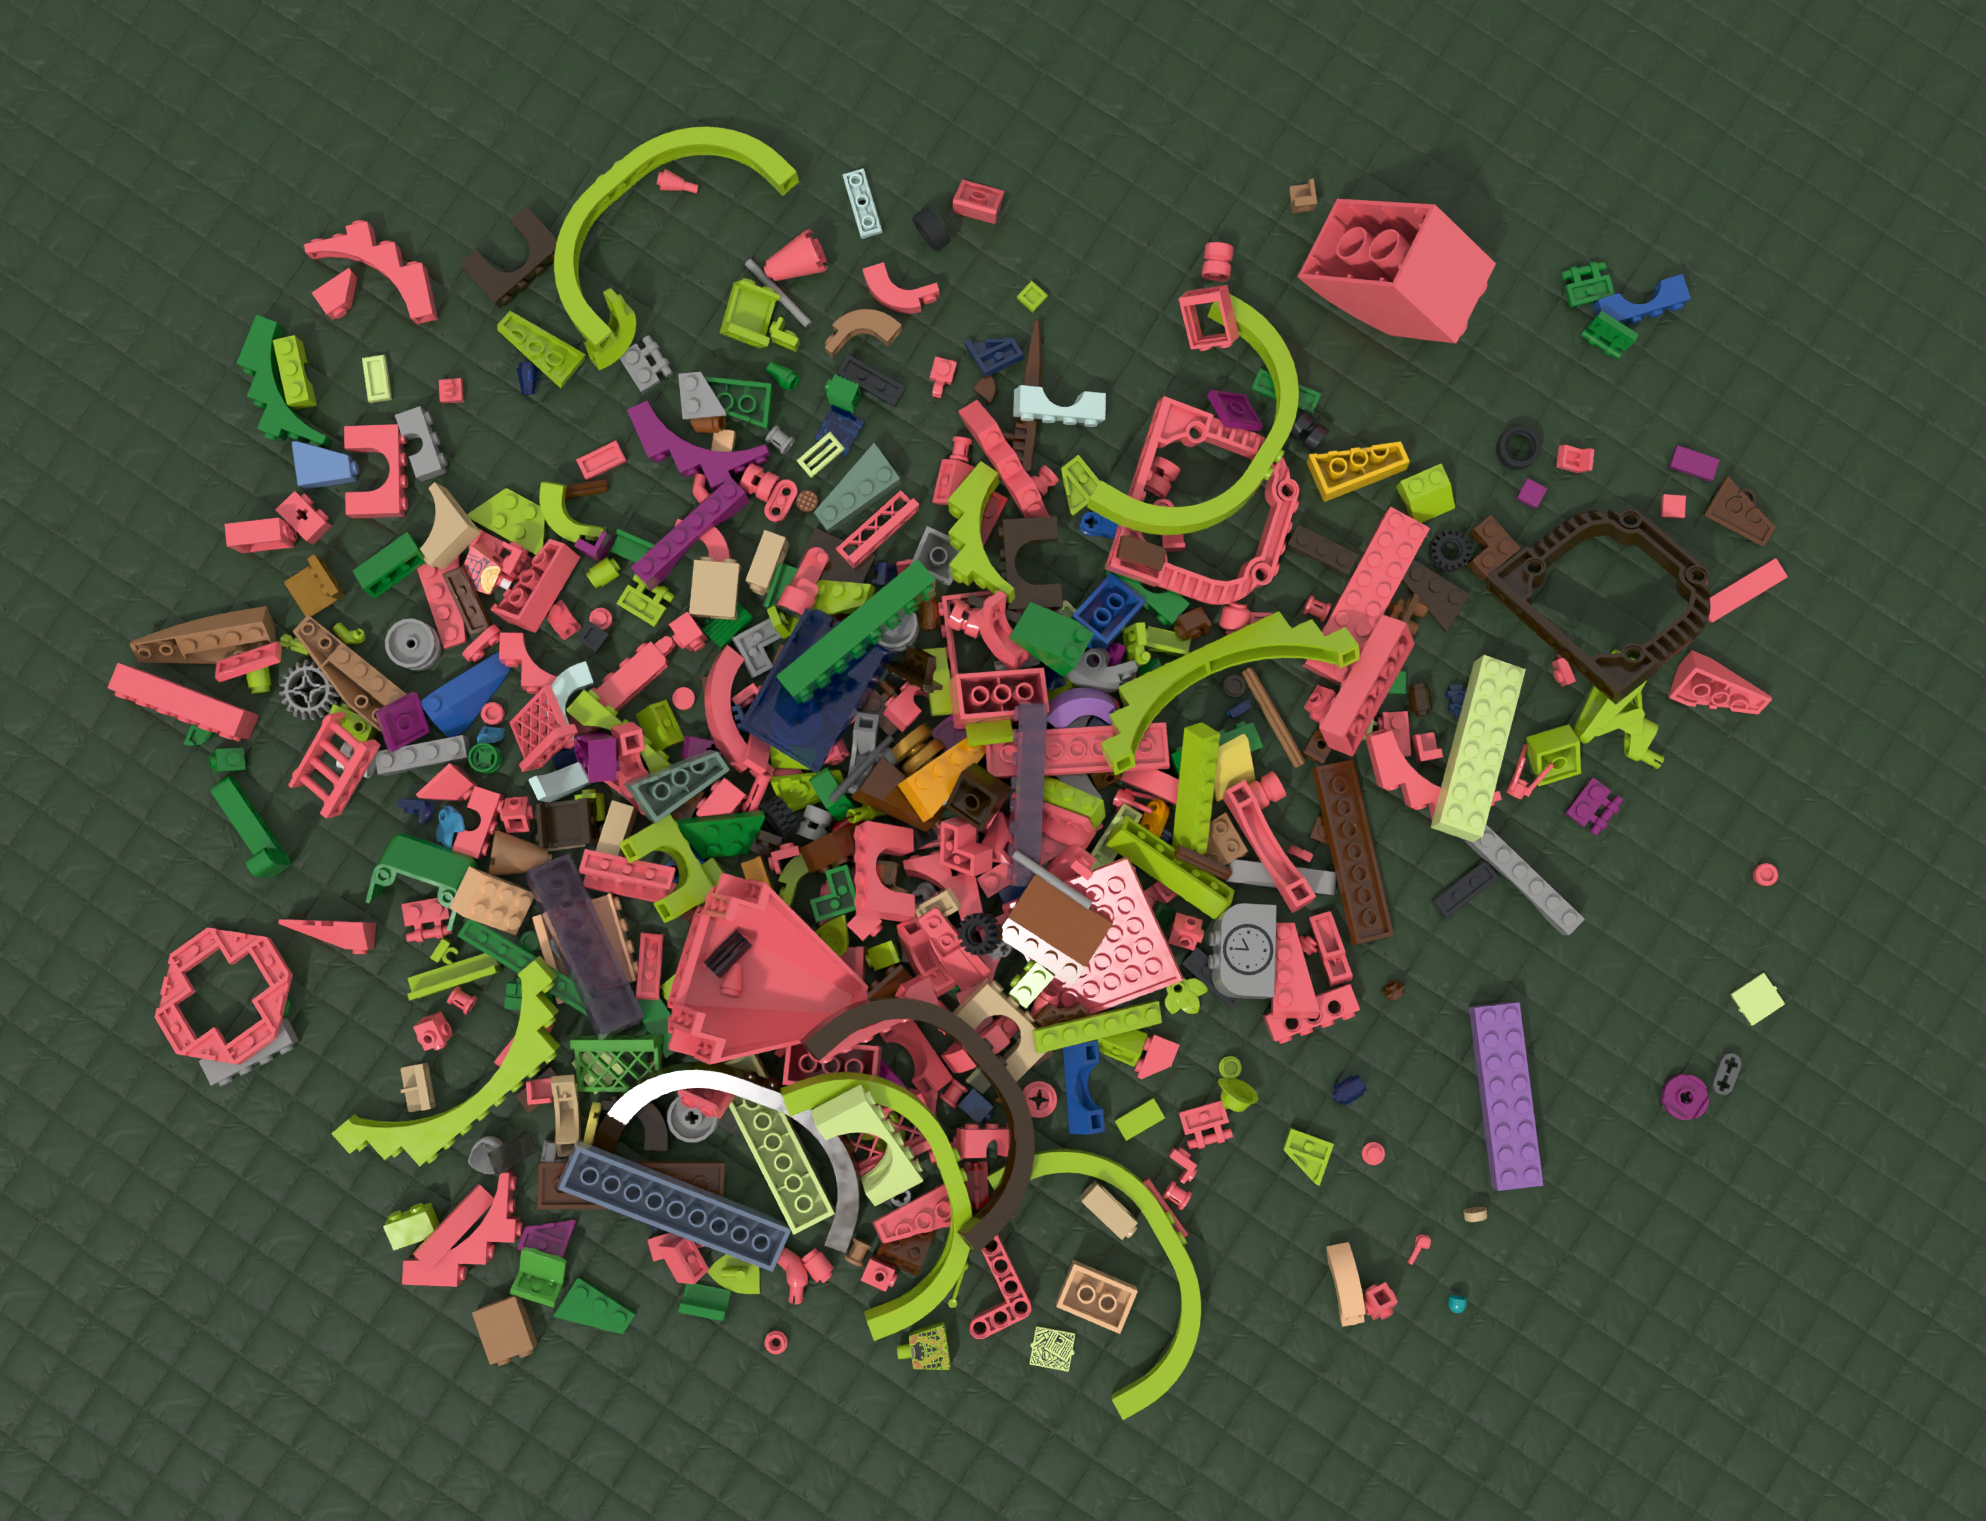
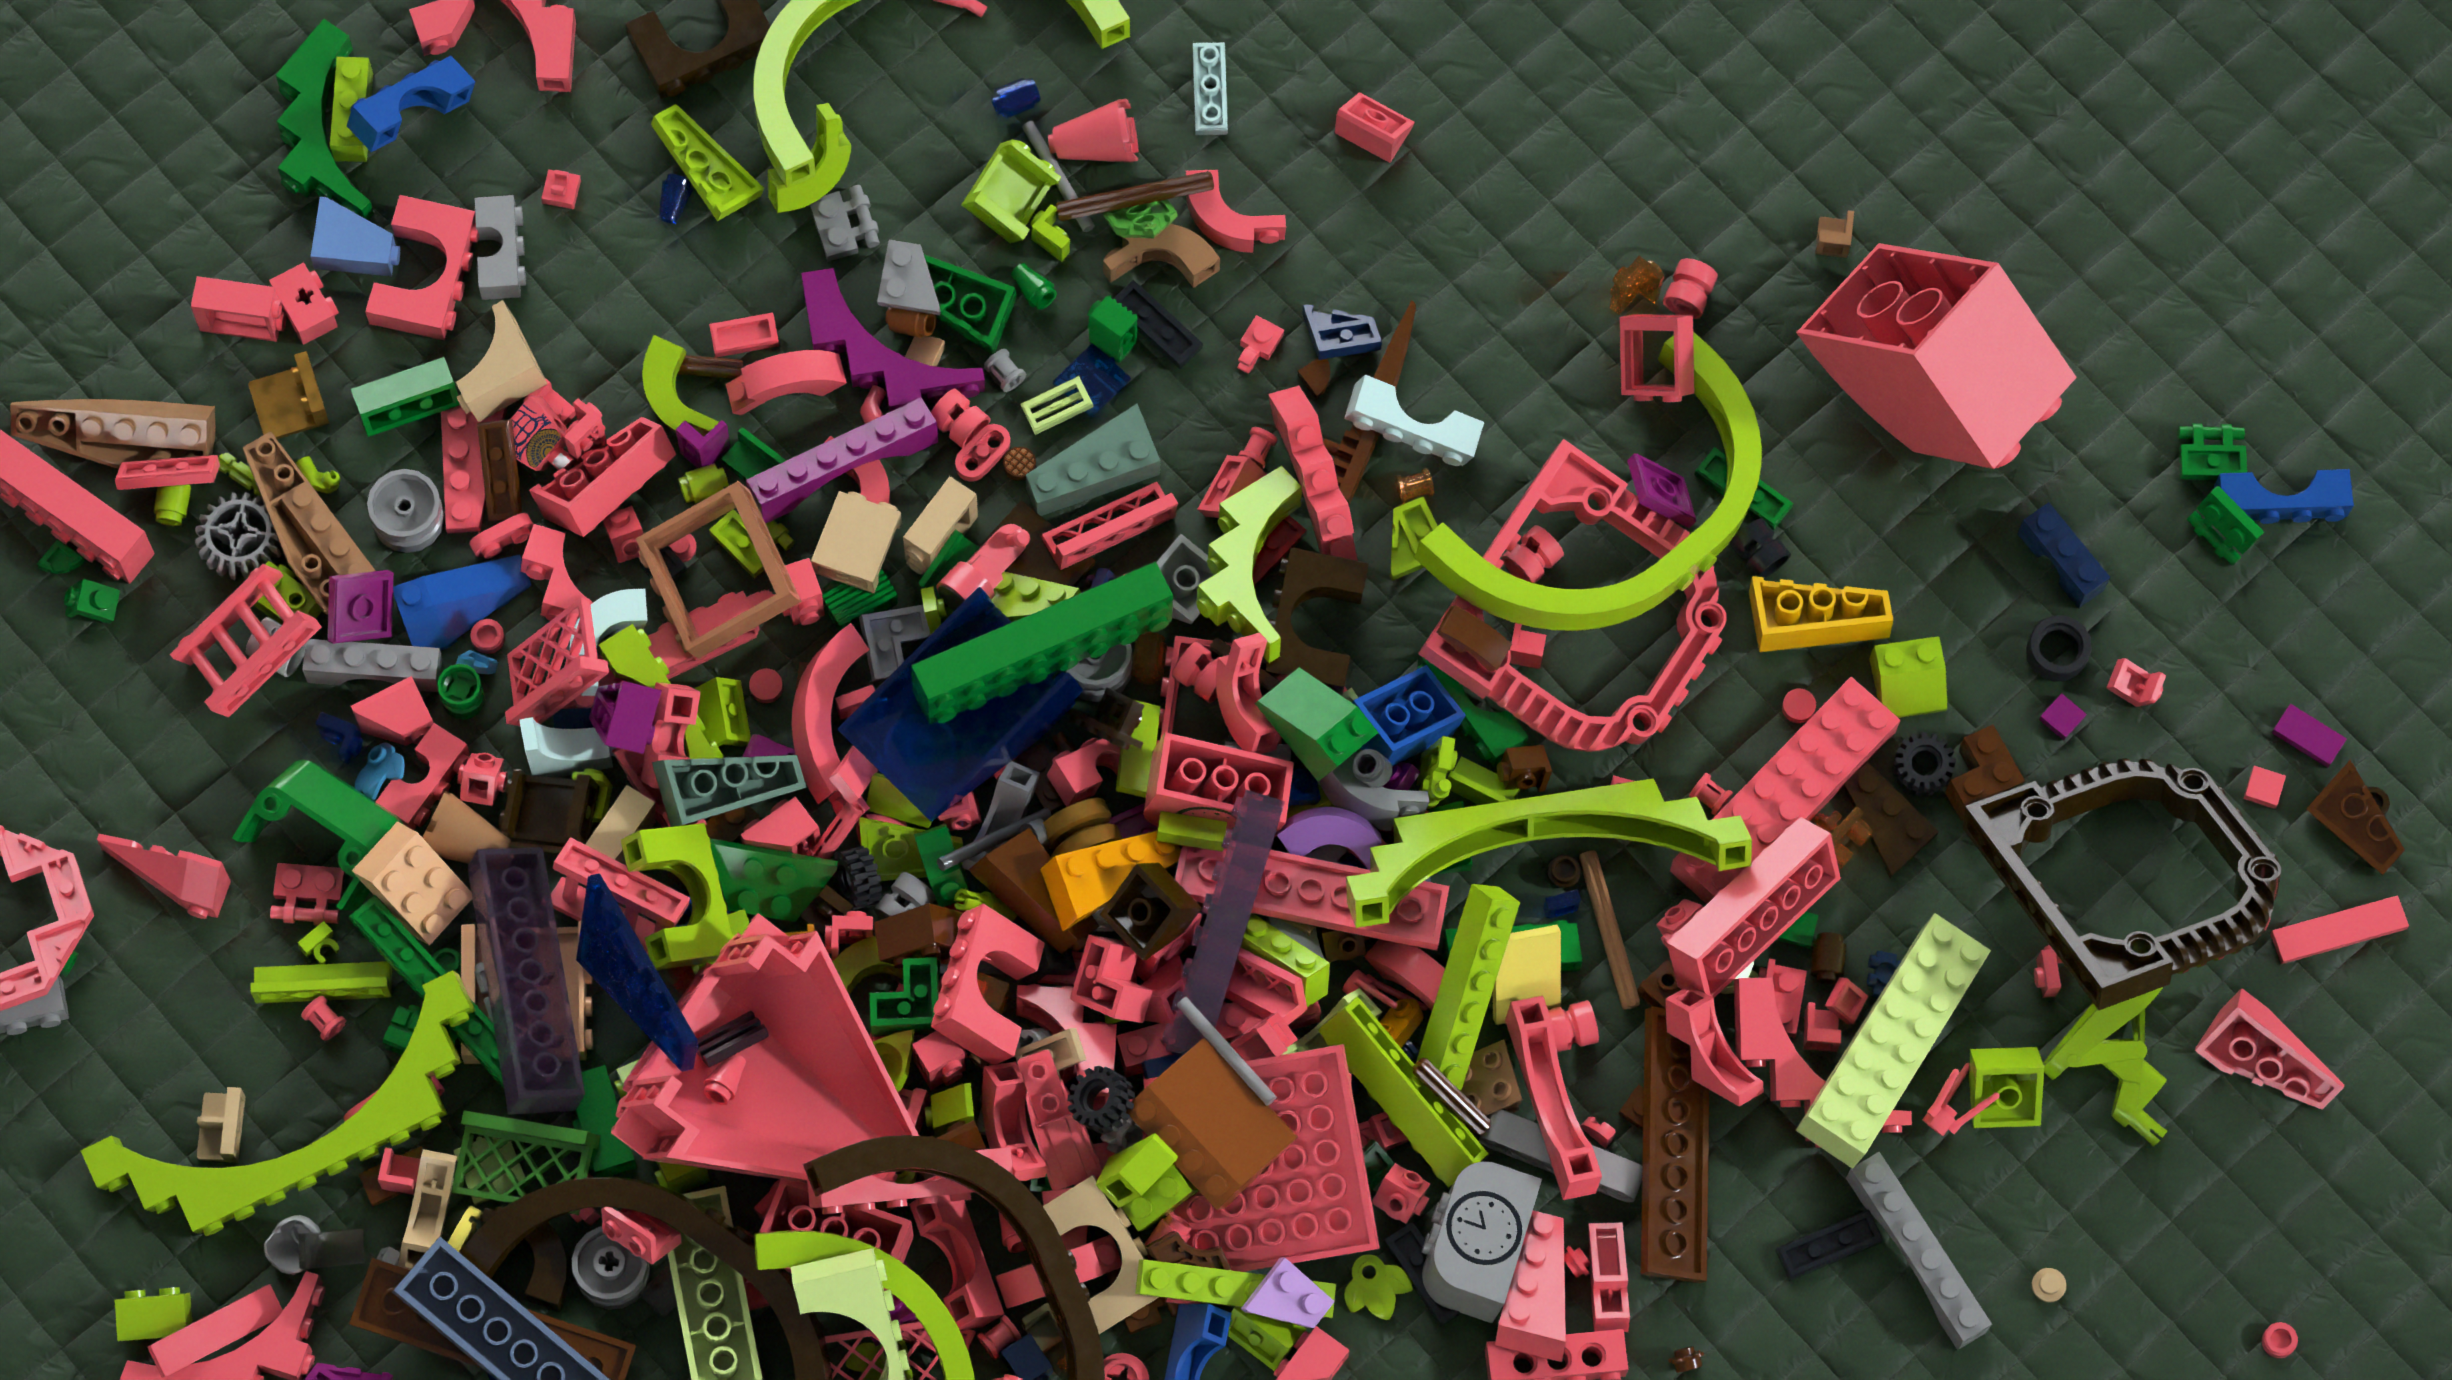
camera: 10 degrees right, 15 degrees down
(268, 855) = (97, 701): green beam -> none
(347, 341) = (438, 86): none -> blue arch
(377, 378) = (462, 147): yellowish green tile -> none
(433, 1031) = (269, 1049): coral brick -> none
(513, 519) = (596, 376): lime wing -> none
(636, 484) = (783, 374): none -> coral arch
(647, 930) = (624, 970): none -> clear blue wing
(649, 966) = (606, 1043): coral tile -> none
(653, 611) = (653, 541): none -> nougat window
(735, 245) = (1015, 97): none -> clear blue brick
(740, 711) = (840, 717): dark blue tile -> none
(833, 295) = (1135, 196): none -> reddish brown axle
(841, 309) = (1141, 220): none -> bright green tile
(931, 229) = (1297, 143): black tyre -> none
(1013, 974) = (1135, 1169): none -> lime slope
(1032, 296) = (1415, 271): lime tile -> none
(1044, 480) = (1367, 518): coral wheel -> none
(1070, 448) = (1414, 485): none -> clear orange bush
(1102, 526) = (1432, 599): blue piece -> none
(1132, 1023) = (1288, 1297): none -> lavender wing
(1186, 263) = (1640, 277): none -> clear orange bracket
(1234, 617) = (1588, 772): coral head -> none
(1331, 555) = (1722, 701): dark brown arch -> none
(1358, 532) = (1798, 705): none -> coral tile
(1365, 794) = (1713, 1064): none -> coral arch
(1438, 724) = (1846, 1000): none -> coral tile
(1518, 389) = (2078, 570): none -> dark blue arch
(1588, 802) = (2043, 1167): magenta plate -> none
(1611, 878) = (2048, 1285): none -> tan plate

